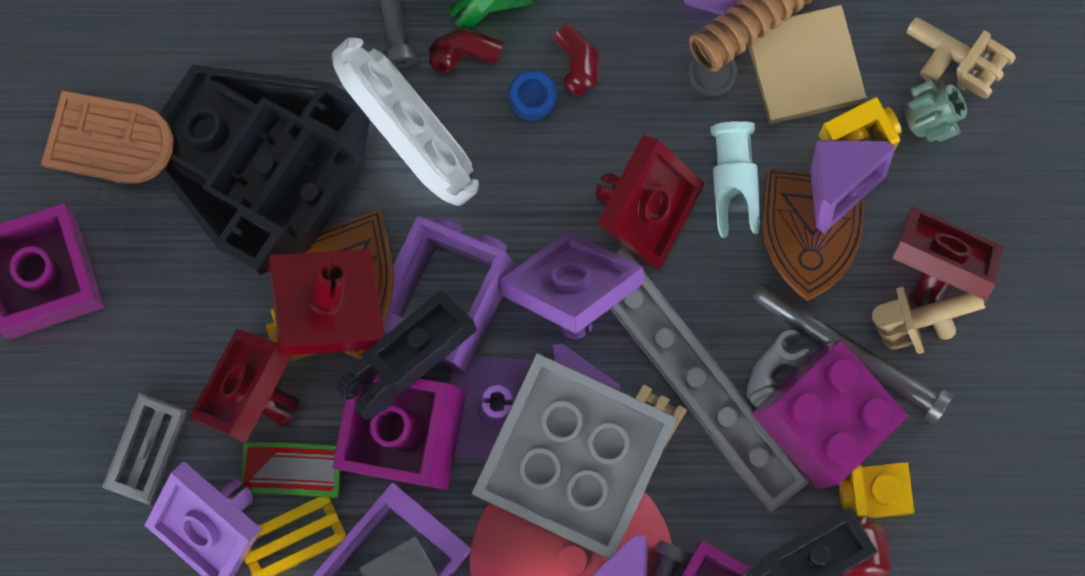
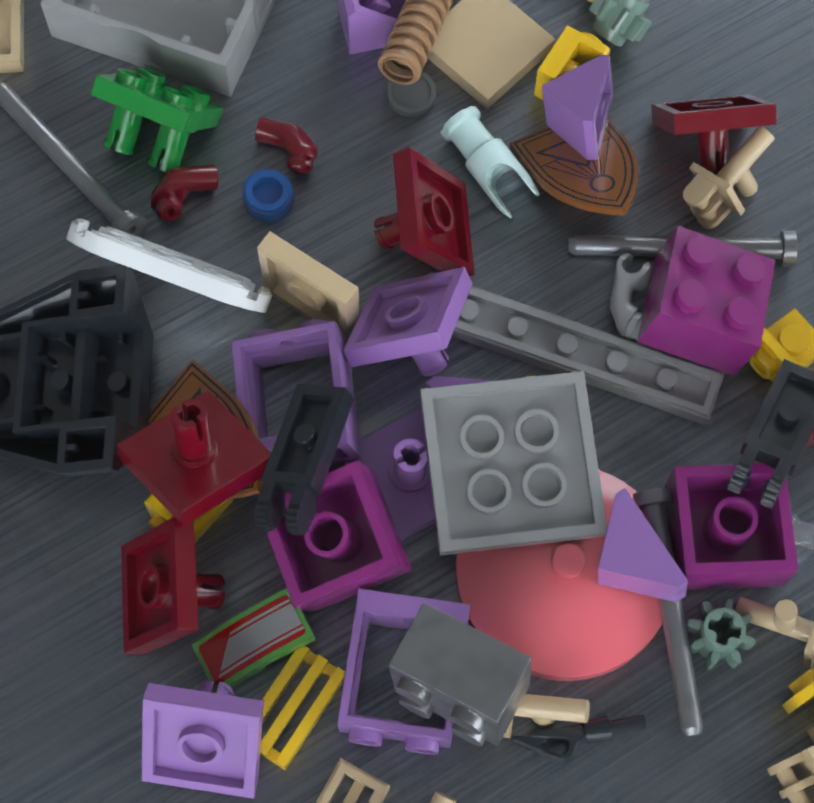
camera: 35 degrees left, 10 degrees down
(164, 454) = (107, 755): light grey tile -> none
(507, 205) = (307, 284): none -> tan tile

